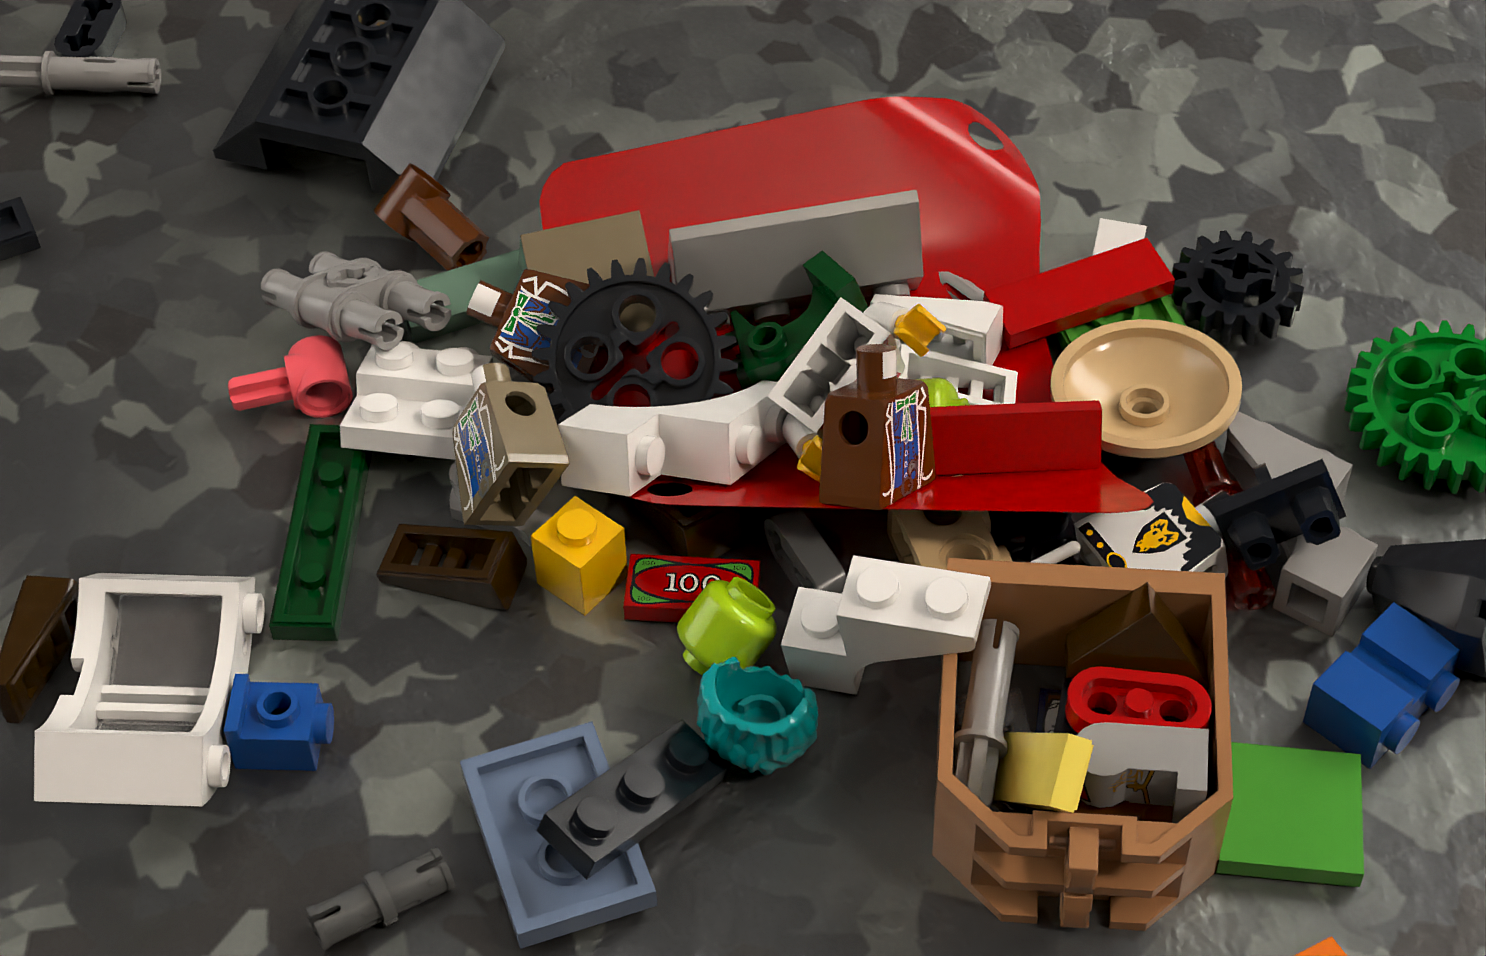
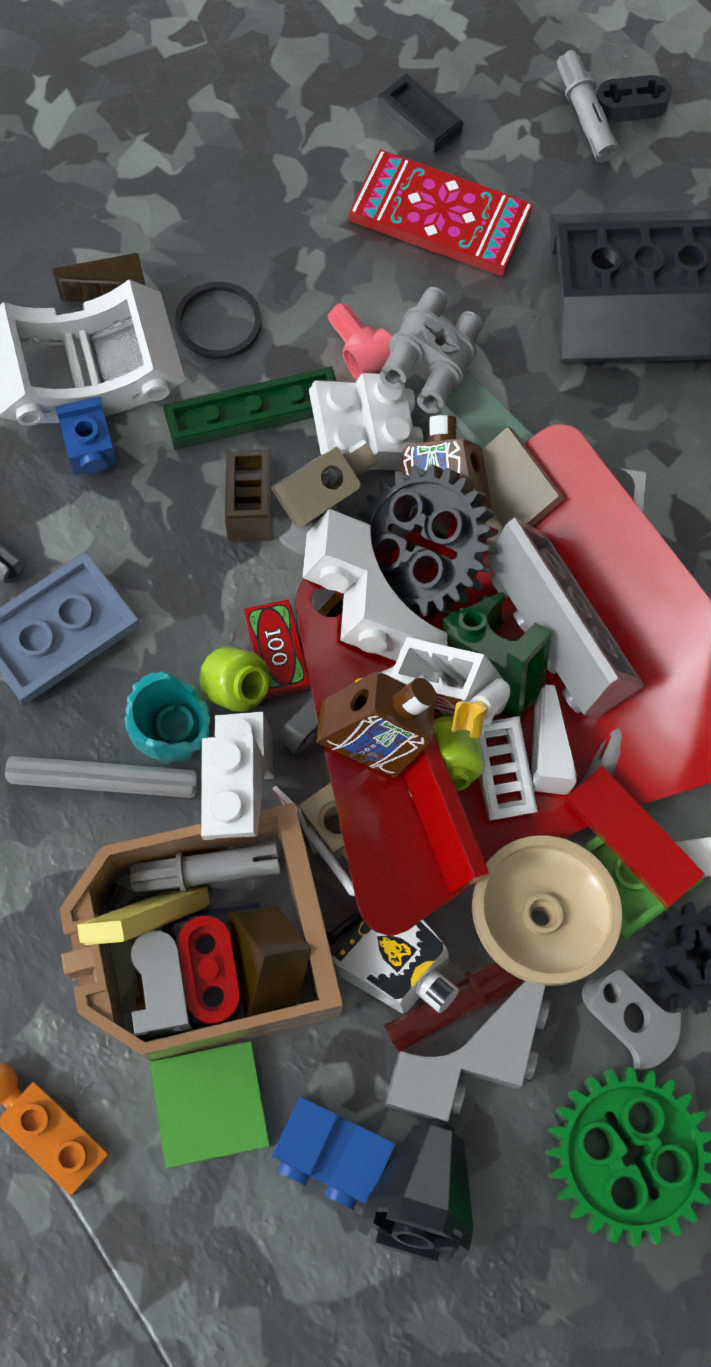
camera: 65 degrees right, 20 degrees up
(138, 259) = (440, 212): none -> red tile
(160, 494) = (218, 286): none -> black piece
(422, 213) = (537, 360): reddish brown piece -> none
(579, 555) = (269, 566): yellow brick -> none
(632, 799) = (75, 660): black plate -> none
(799, 834) = (101, 776): none -> light grey axle
(1267, 374) = (660, 1028): none -> light grey piece
(1278, 511) = (446, 1032): black hips -> none

